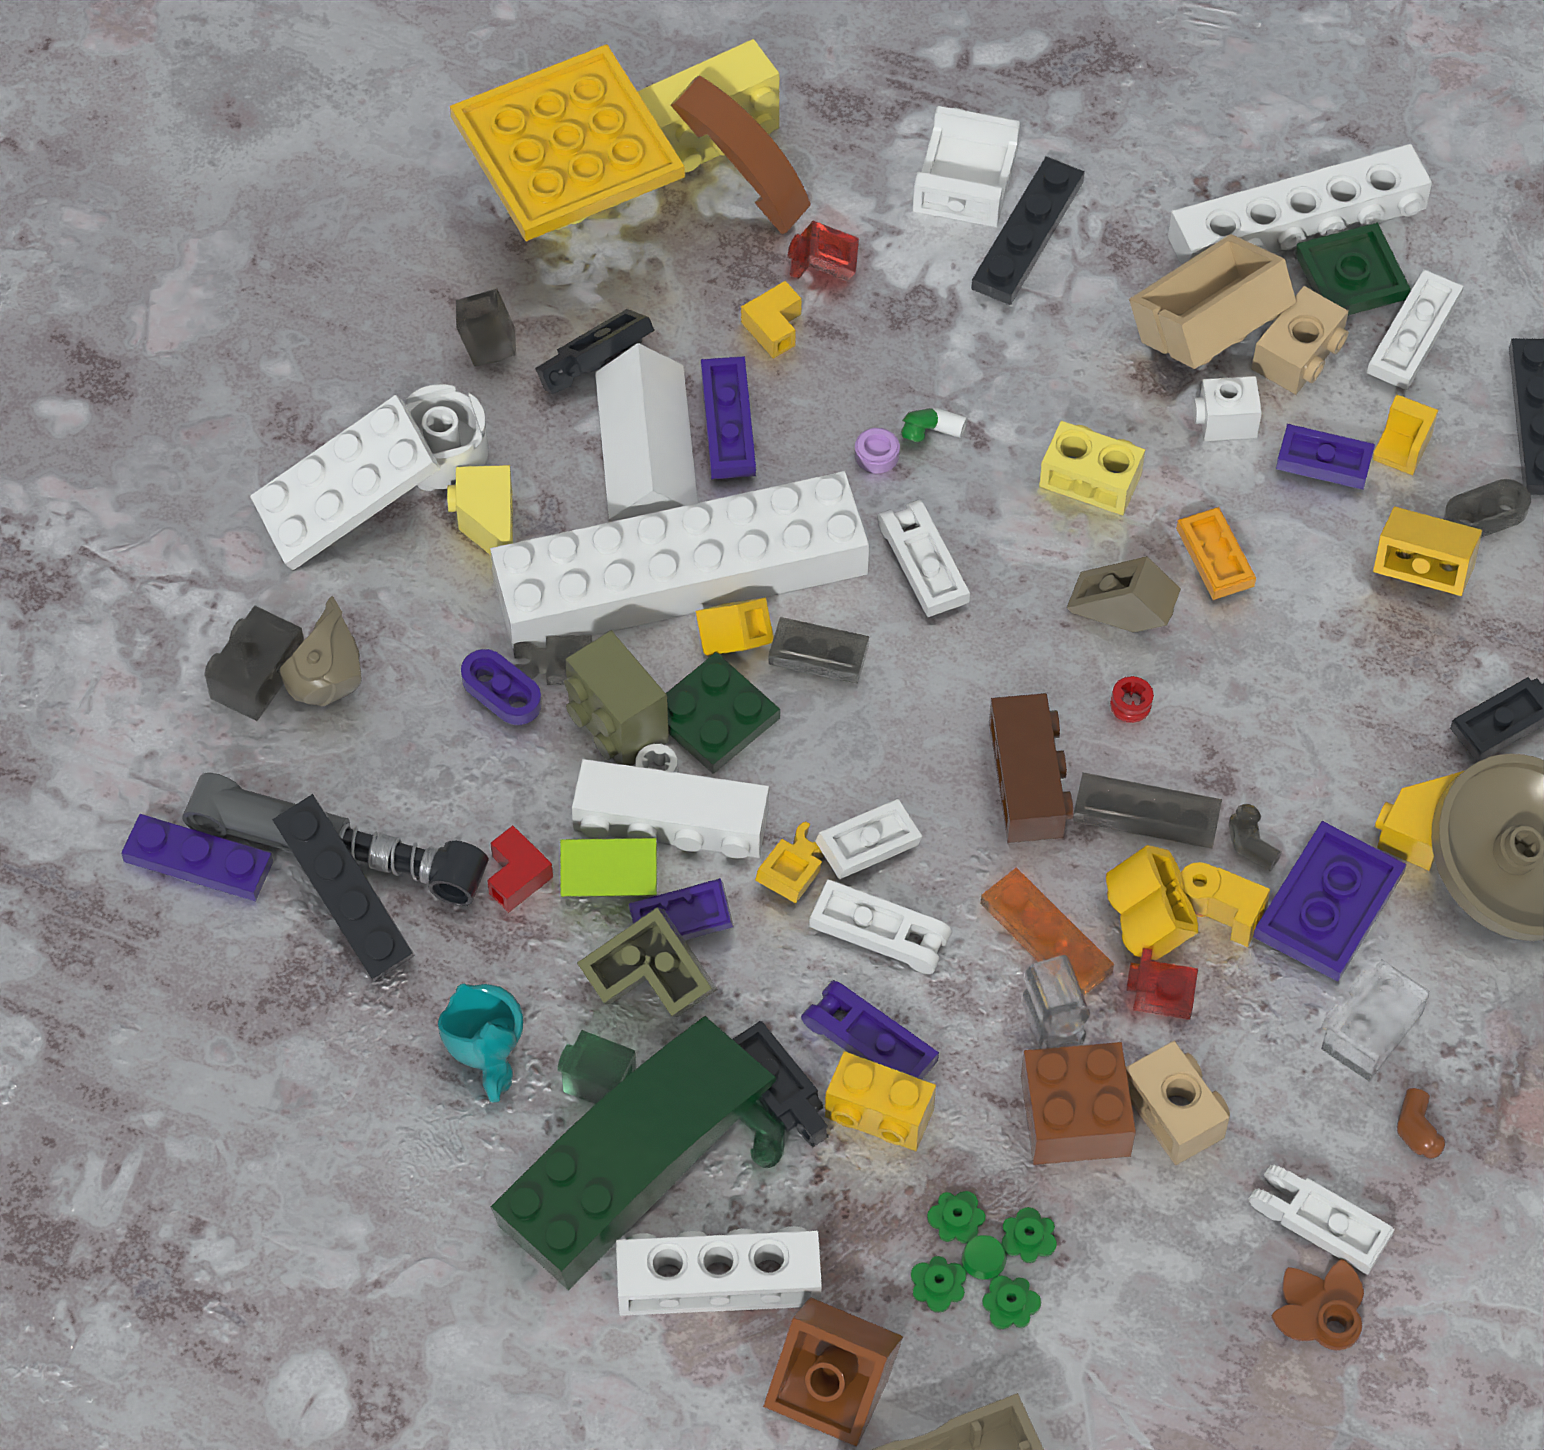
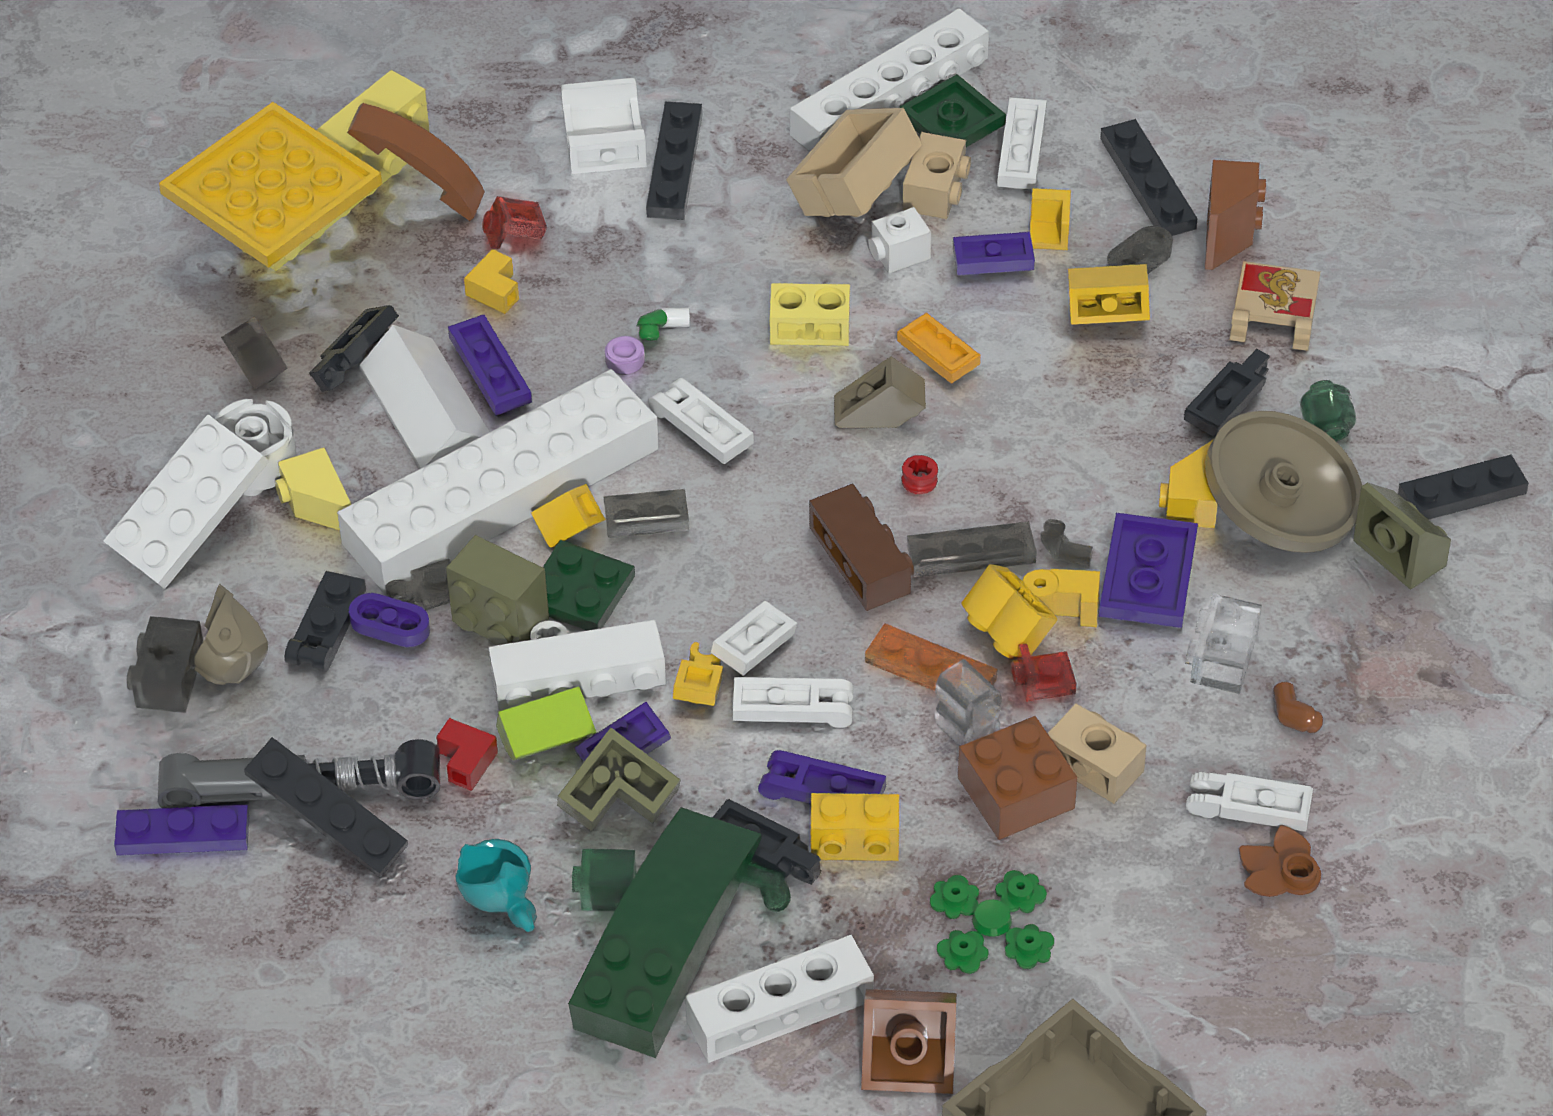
camera: 20 degrees left, 10 degrees down
(436, 665) = (324, 621): none -> black plate

